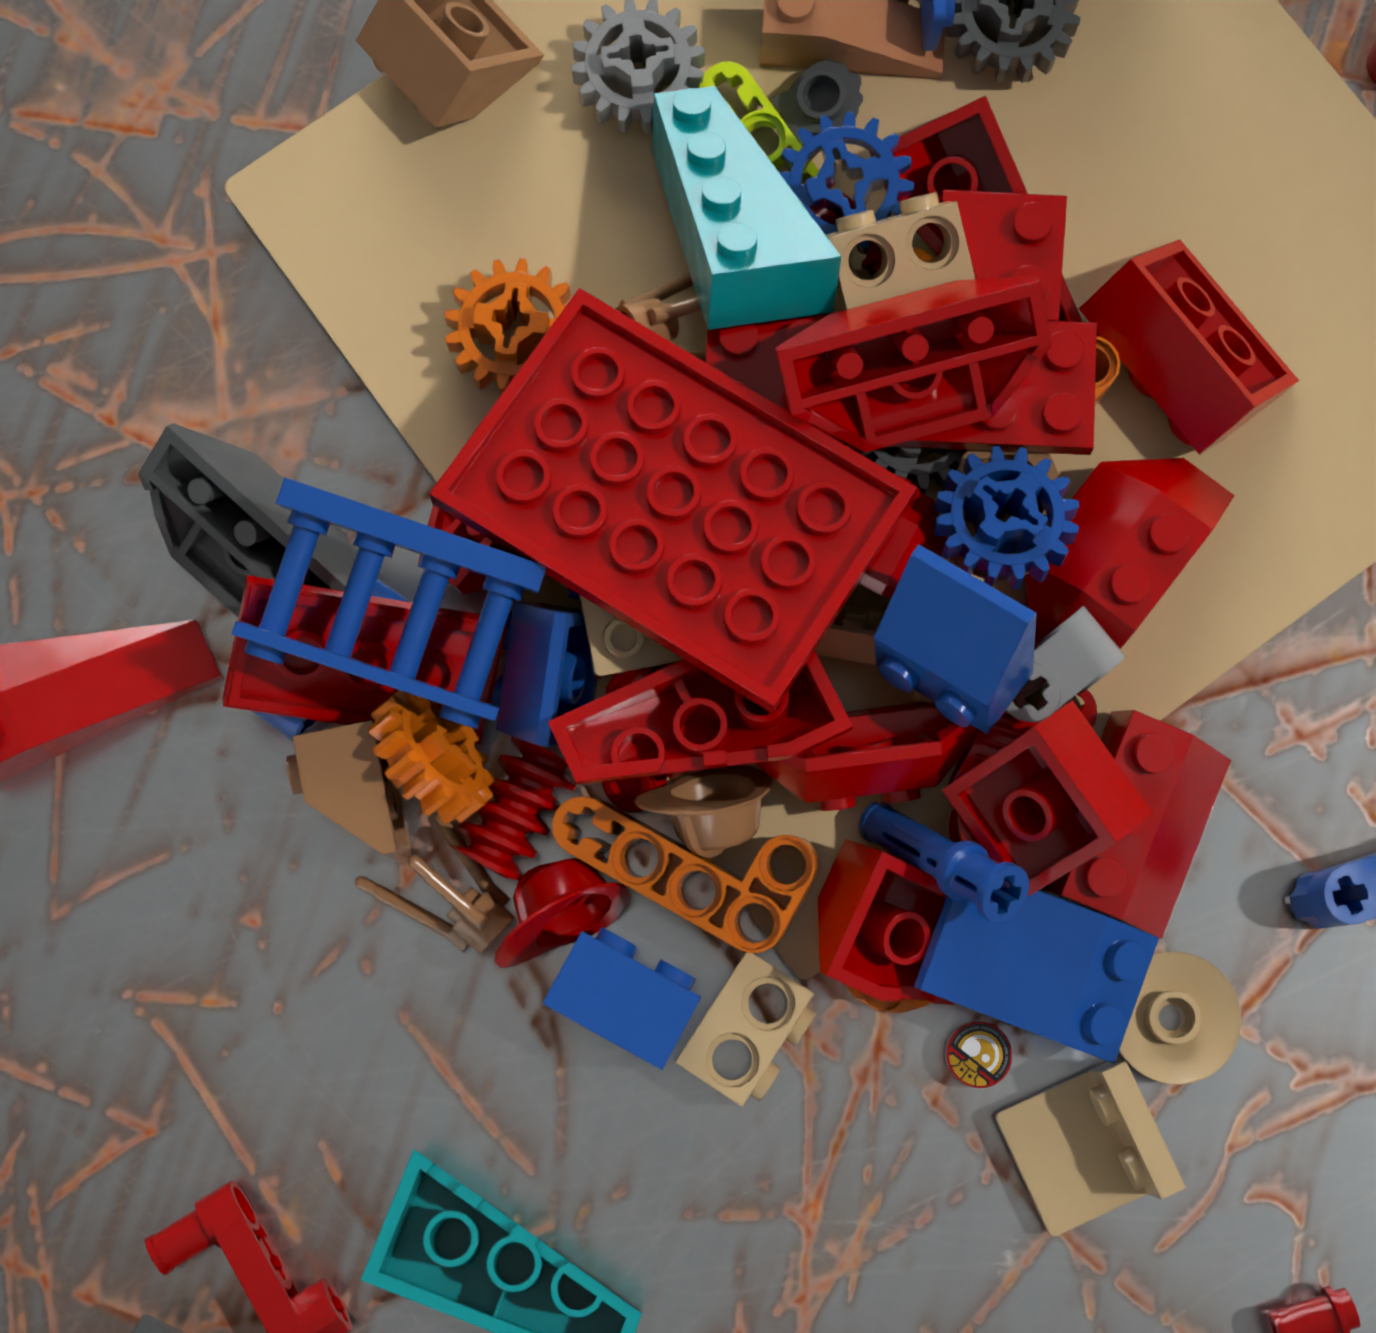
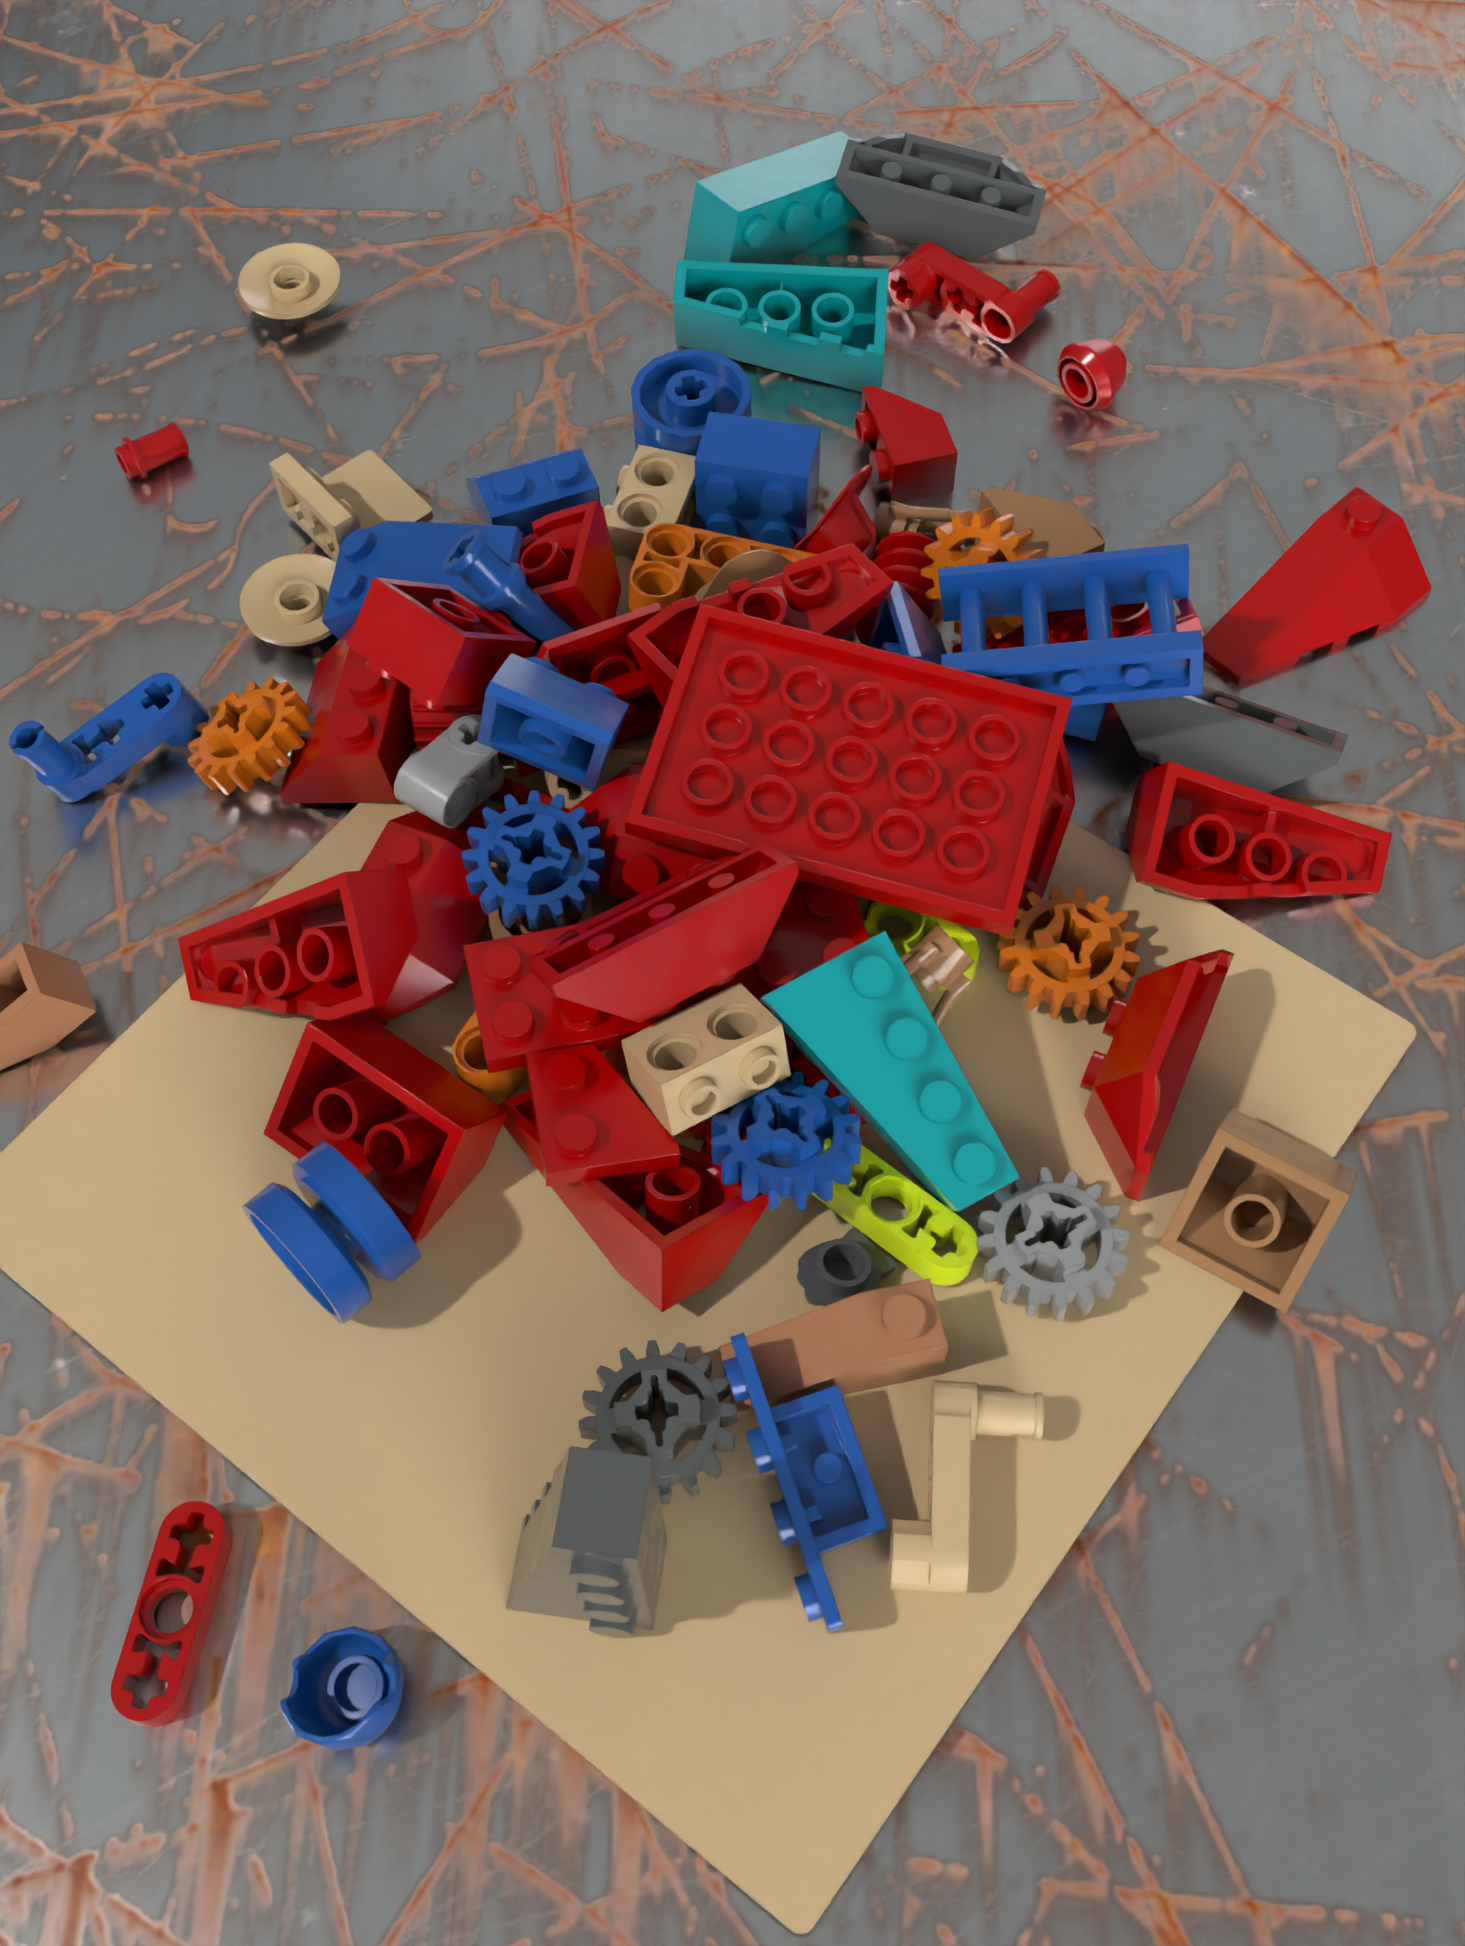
camera: 165 degrees right, 20 degrees down
(165, 1082) = (1091, 373): none -> red cone
(302, 415) = (1236, 842): none -> red wedge
(425, 1037) = (906, 445): none -> red slope
(480, 202) = (1148, 1062): none -> red wedge
(657, 1185) = (678, 392): none -> blue wheel
(877, 1101) = (533, 489): none -> blue slope
(1229, 496) = (311, 951): none -> red wedge
(1256, 826) = (249, 736): none -> orange gear
(1261, 221) = (342, 1224): none -> blue wheel

